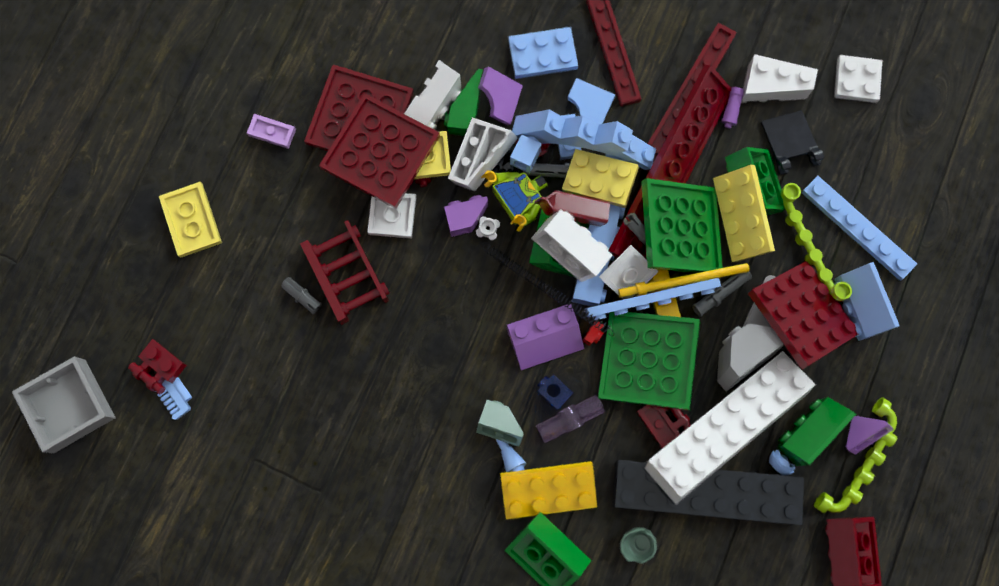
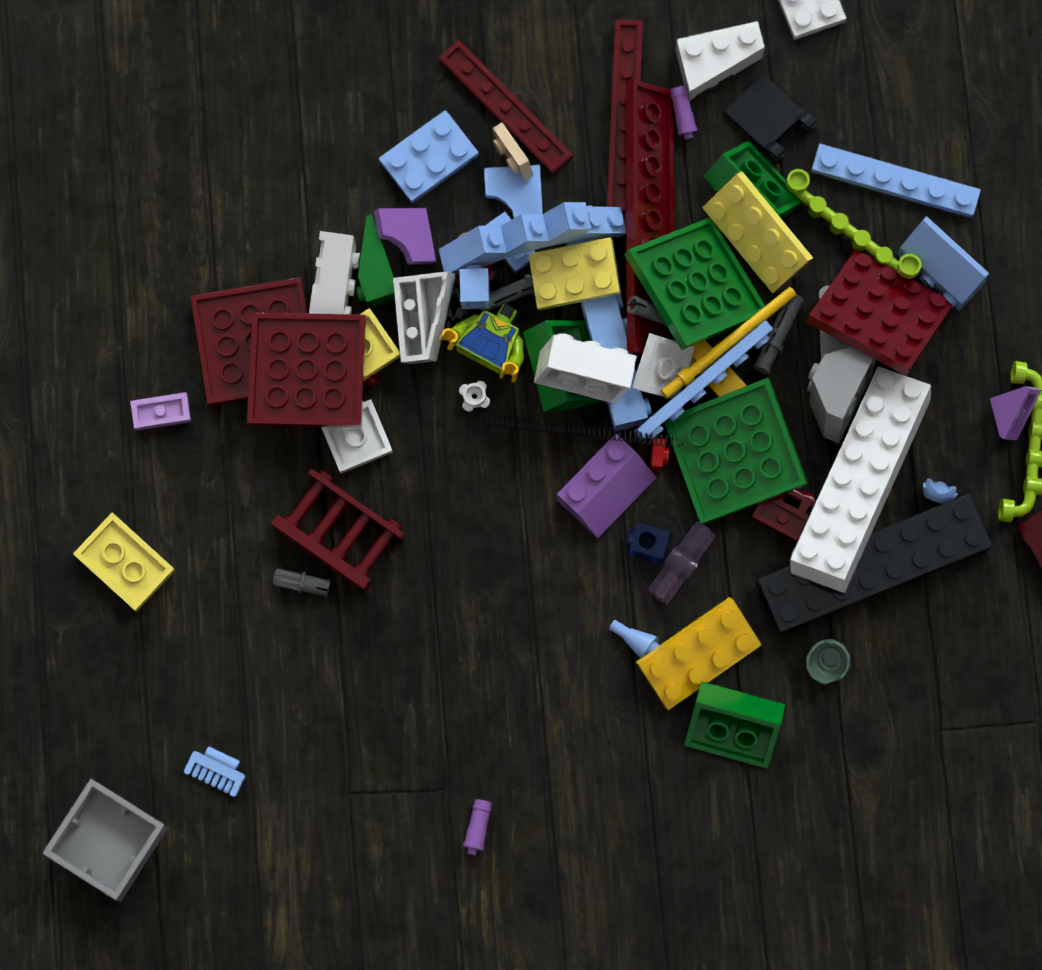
camera: 25 degrees left, 0 degrees up
(162, 361) = (182, 738): dark red plate -> none
(326, 533) = (477, 828): none -> medium lavender piece
(464, 216) = (440, 396): medium lavender slope -> none
(499, 423) = (606, 608): slope -> none
(582, 208) = (571, 320): piece -> none
(599, 69) = (516, 158): none -> tan plate
(814, 431) = (955, 437): green slope -> none

